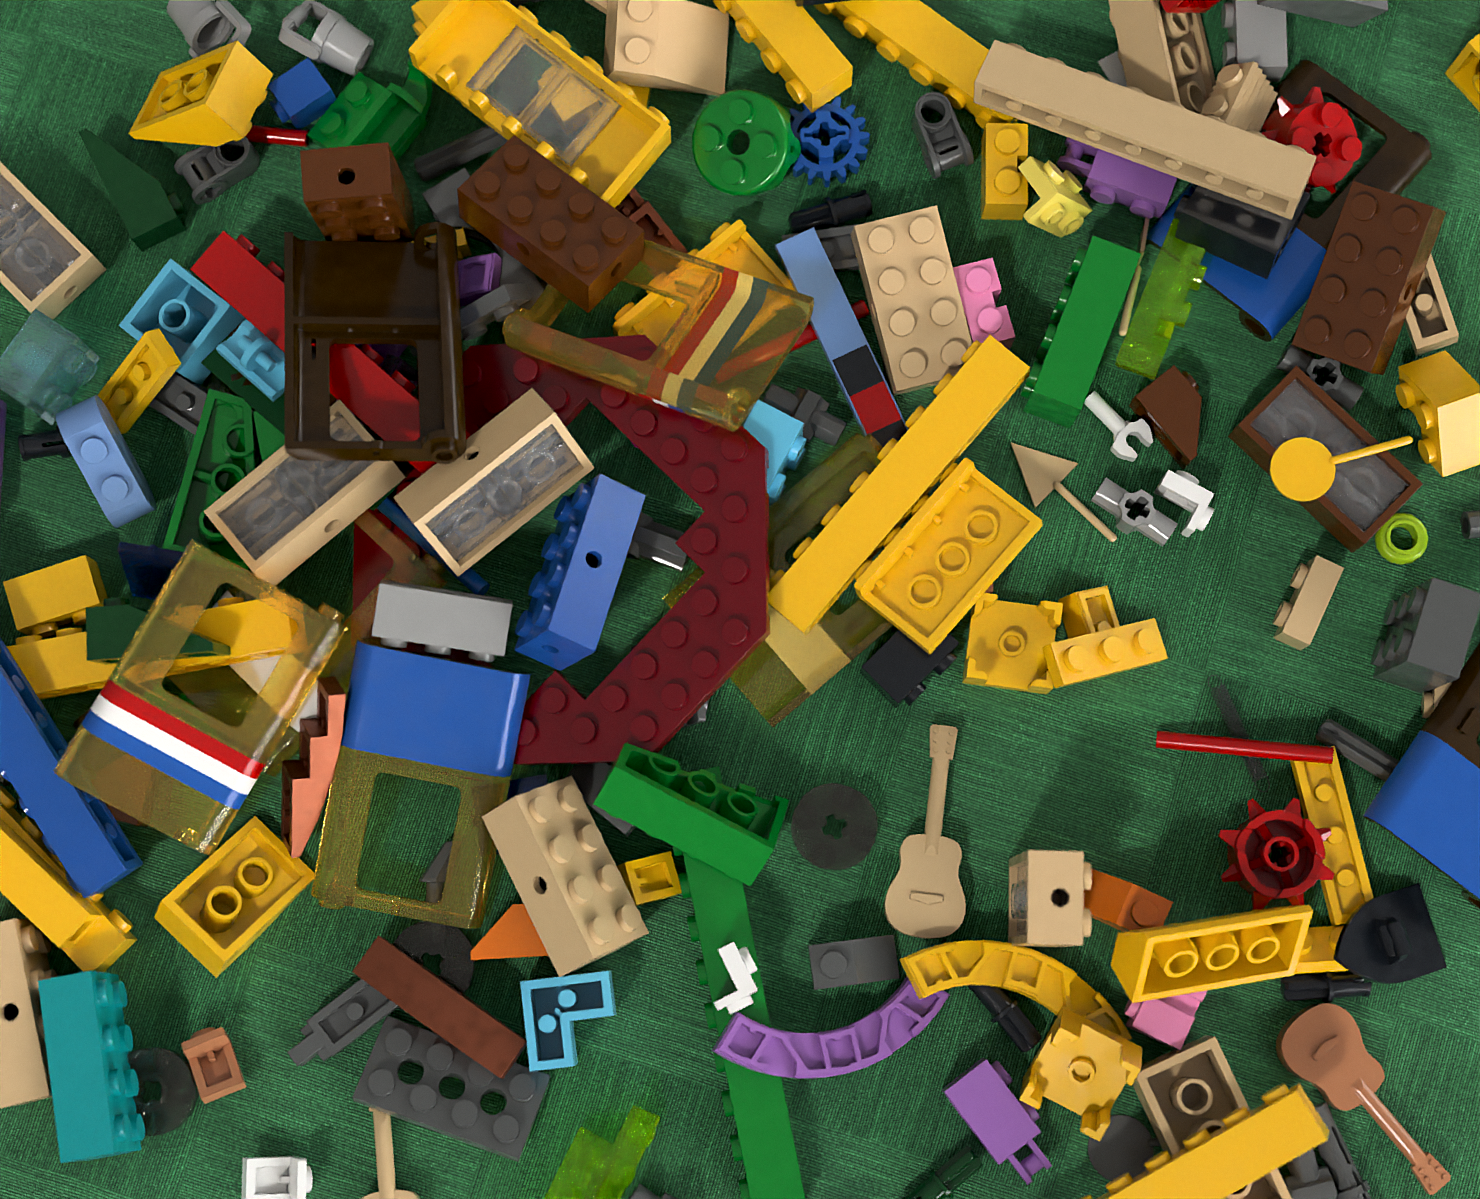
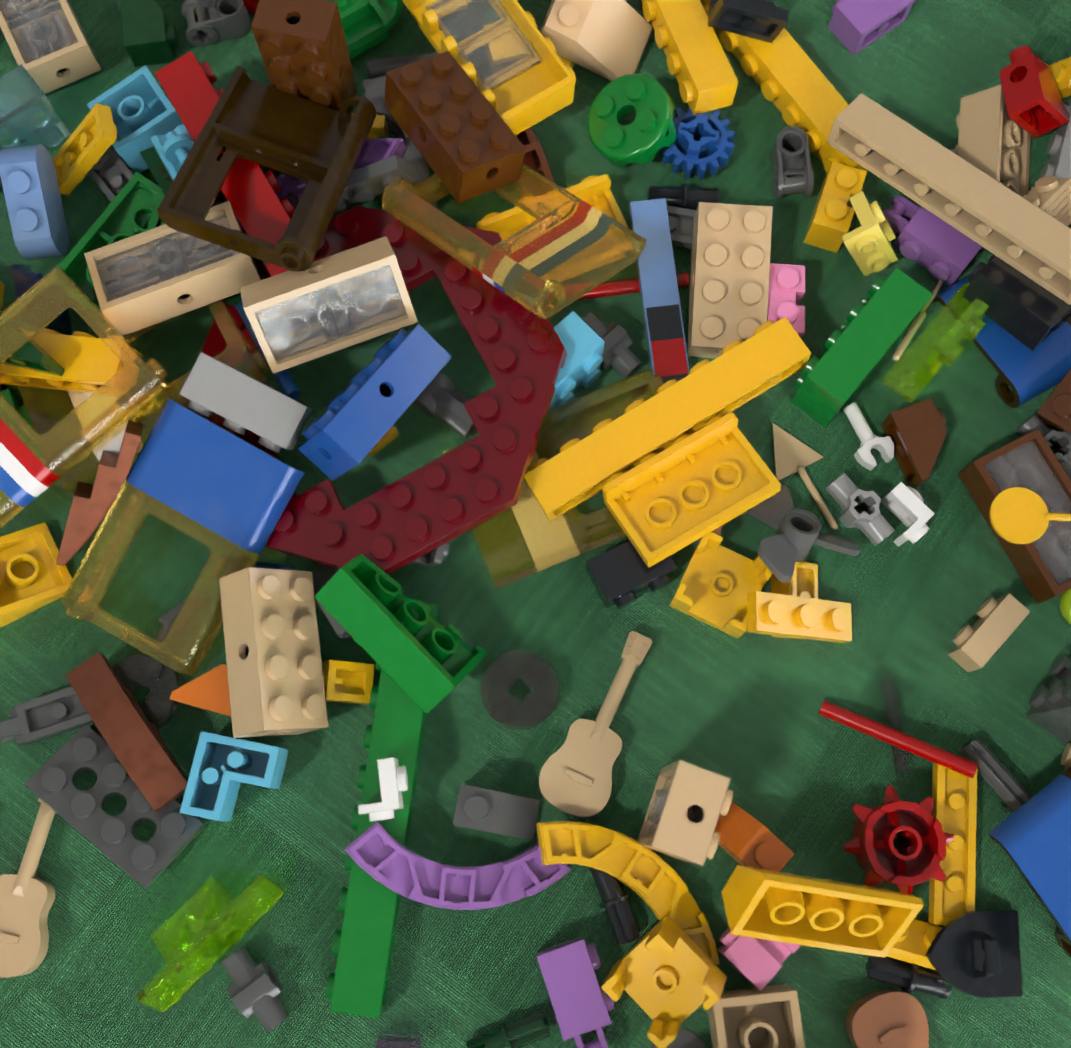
camera: 15 degrees right, 5 degrees down
(1074, 565) = (795, 535): none -> dark grey piece

